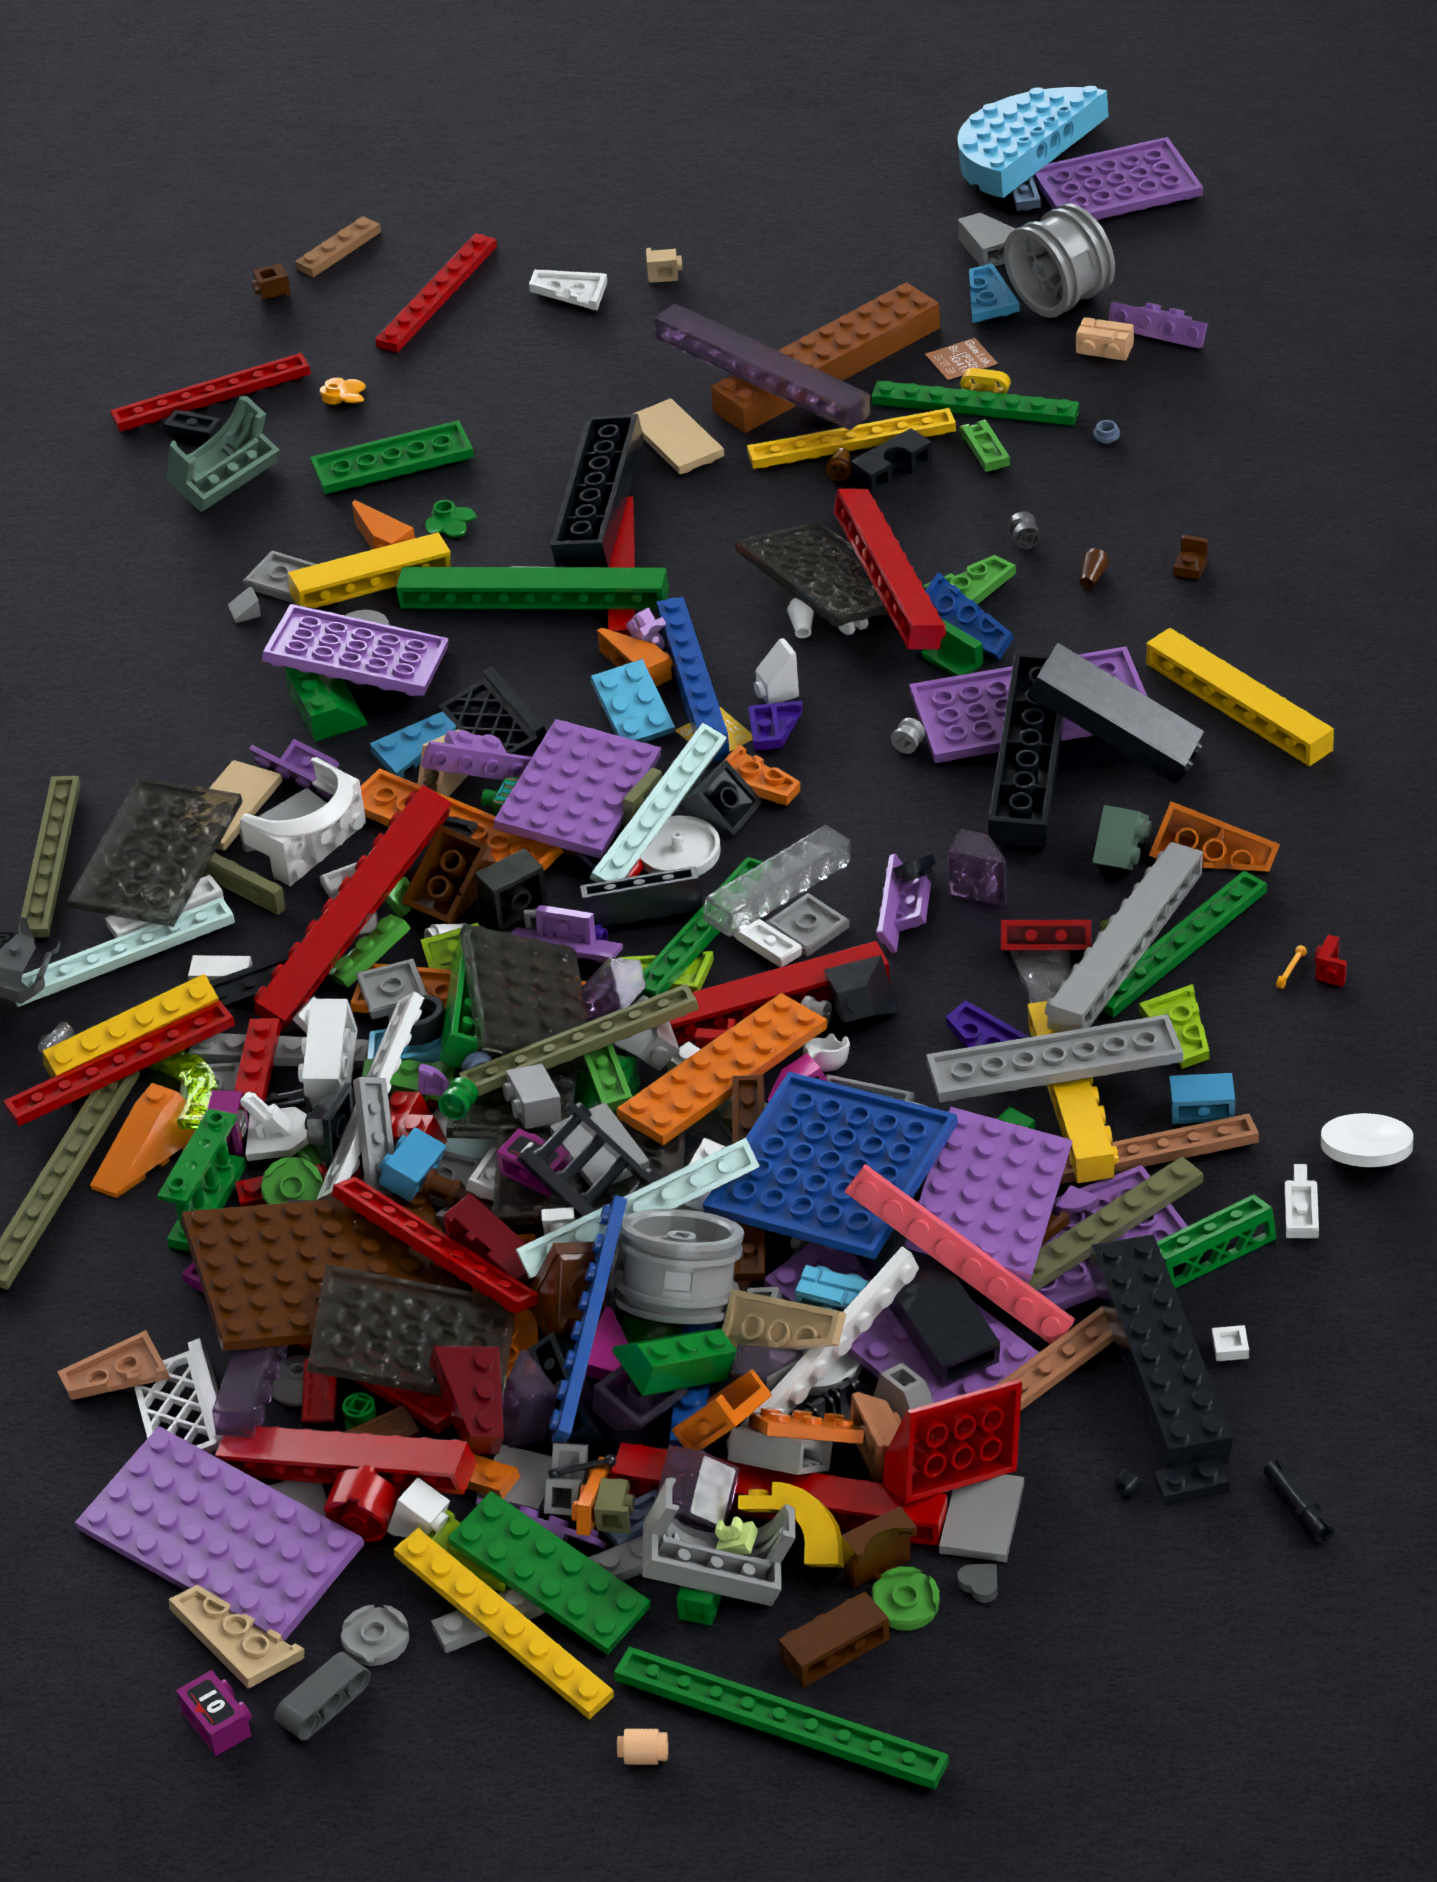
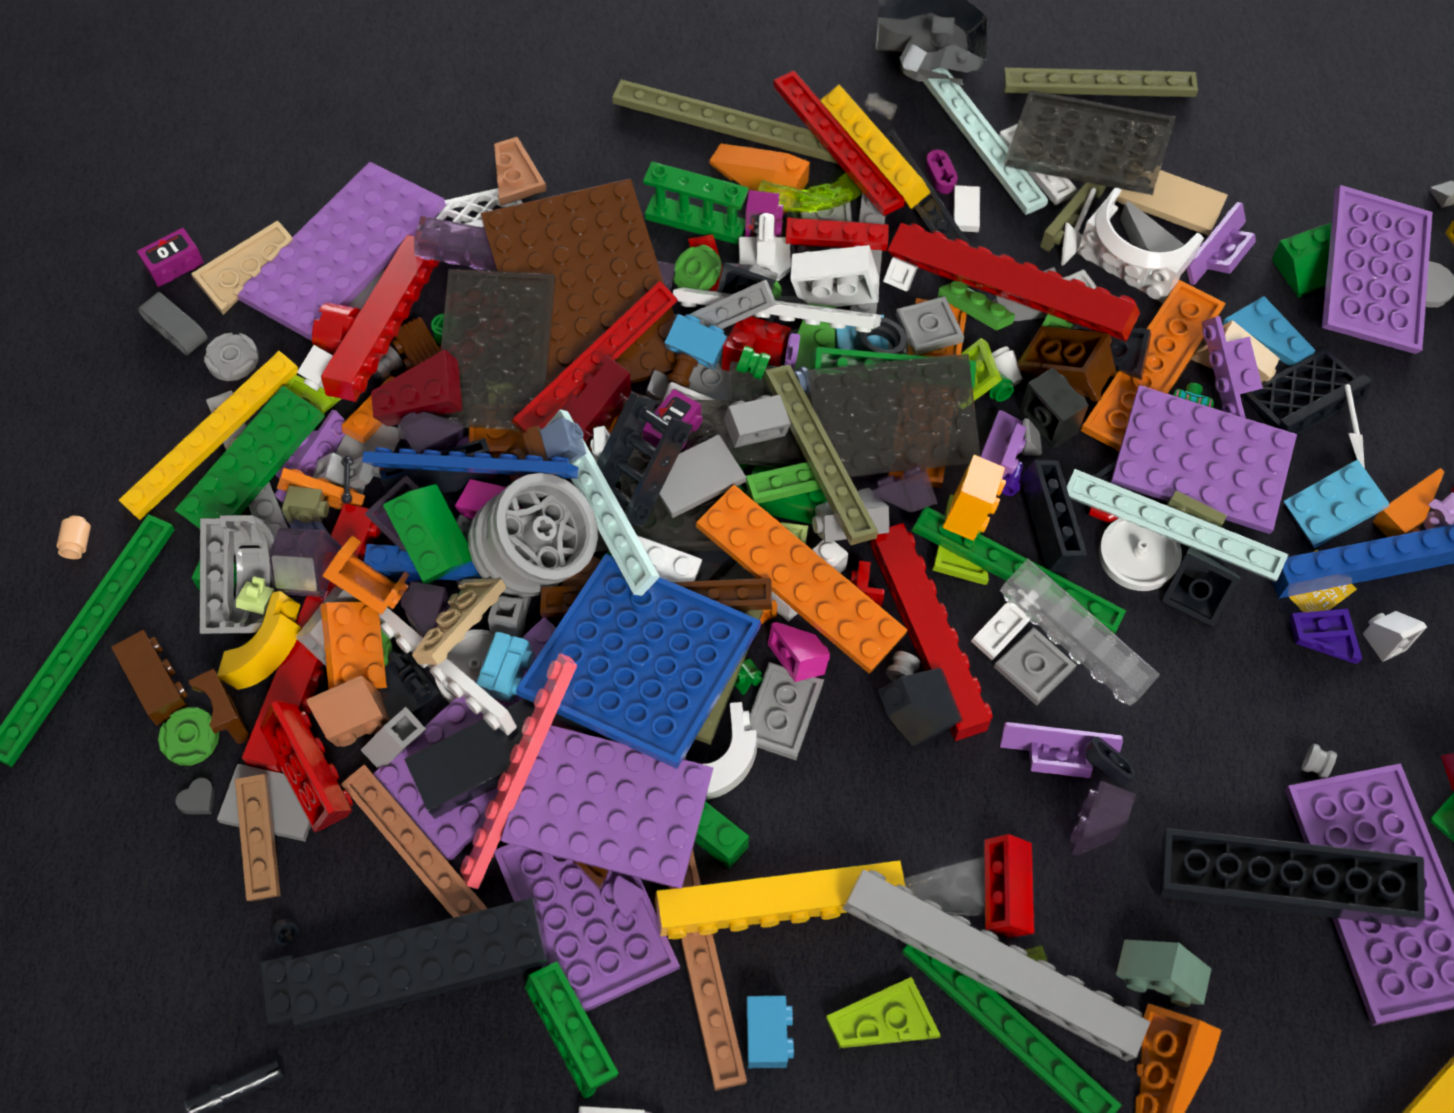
camera: 85 degrees right, 20 degrees up
(158, 985) = (936, 172): none -> magenta beam
(260, 872) = (1072, 237): none -> white piece
(549, 689) = (1356, 438): none -> white piece
(566, 1227) = (563, 440): none -> sand blue brick
(633, 932) = (975, 498): none -> light orange brick
(765, 781) = (1244, 617): orange wing -> none
(828, 1052) = (846, 677): white hair -> none
(978, 1027) = (865, 830): dark purple wing -> none
(1028, 1506) = (257, 837): none -> medium nougat plate
(1054, 1058) = (801, 881): light grey plate -> none
(1114, 1220) = (600, 933): olive plate -> none
(1116, 713) = (1346, 970): brick -> none
(1230, 1343) = (439, 1038): white plate -> none

